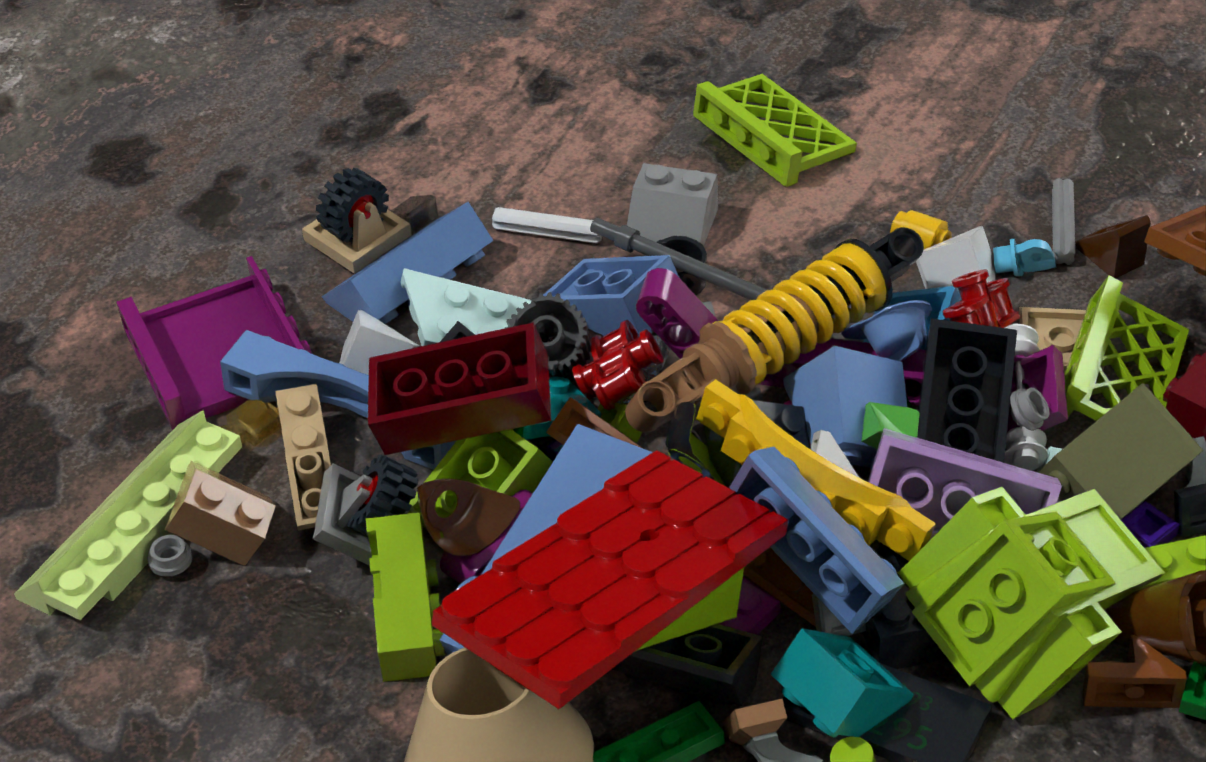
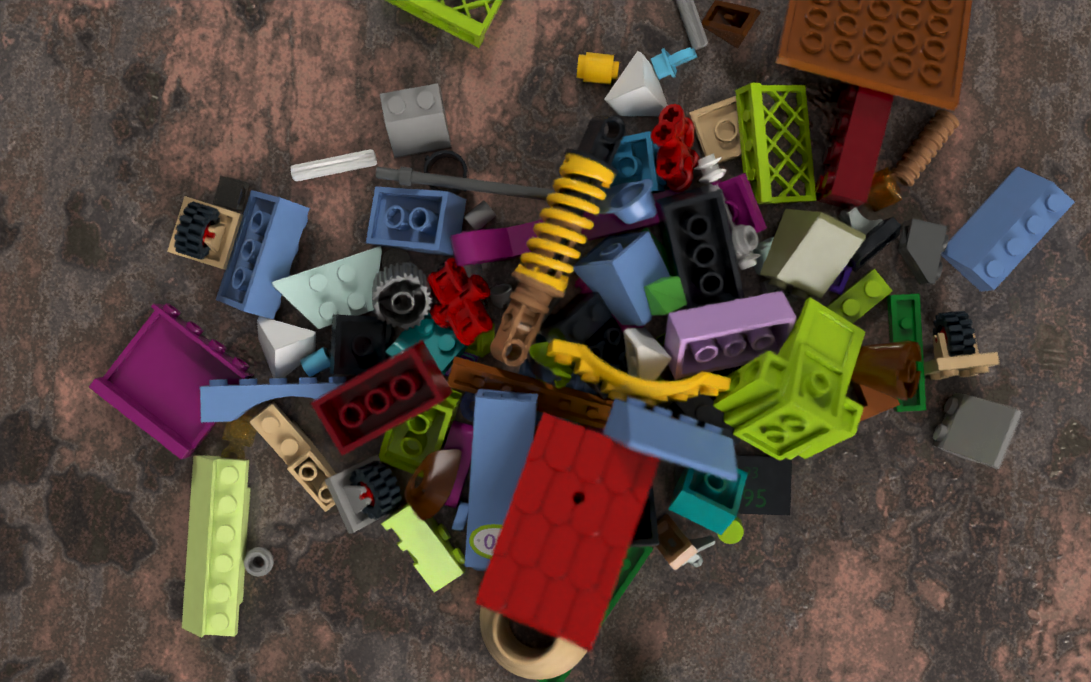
camera: 30 degrees left, 45 degrees up
(220, 514) = (273, 525): medium nougat slope -> none

